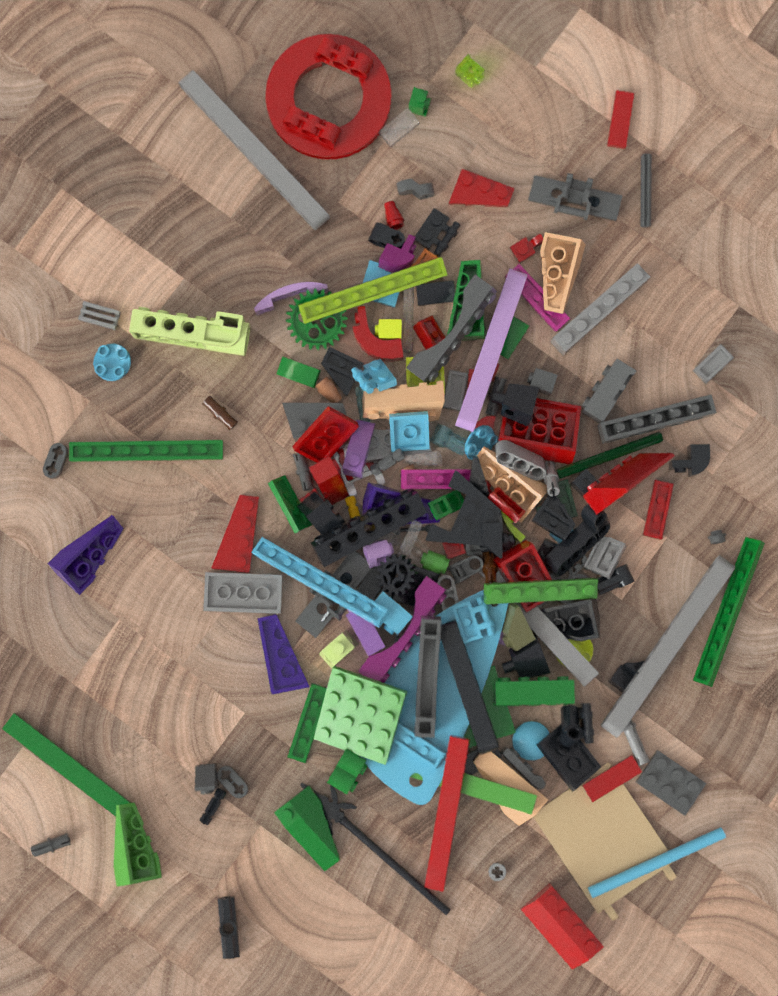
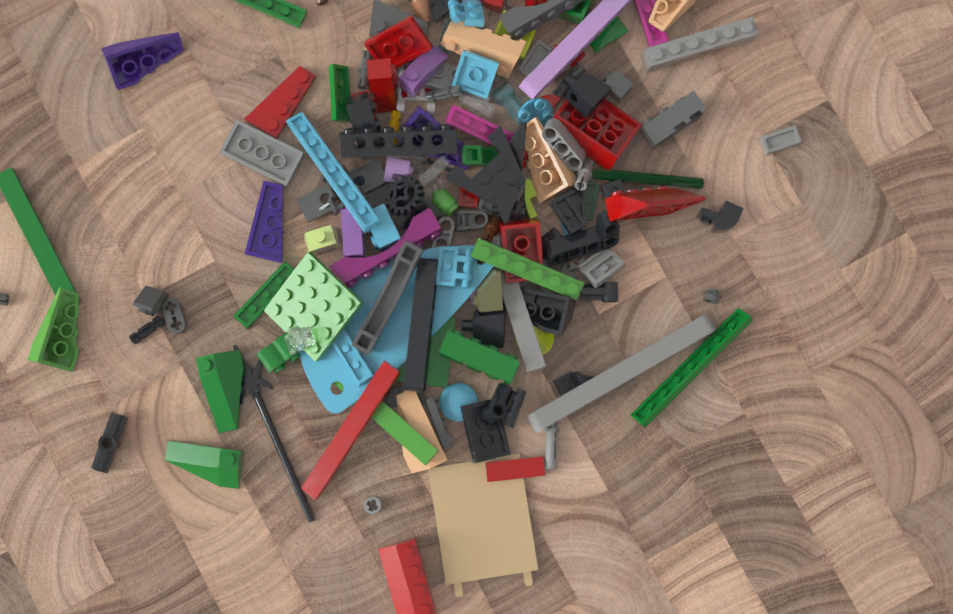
camera: 30 degrees right, 0 degrees up
(331, 902) = (211, 463): none -> green wedge
(362, 752) = (299, 339): none -> clear slope
(506, 504) = (533, 179): red tile -> none
(656, 419) = (705, 164): dark grey brick -> none
(656, 862) = (520, 563): medium azure piece -> none
(658, 509) = (669, 247): red tile -> none
(671, 782) = (567, 498): dark grey plate -> none

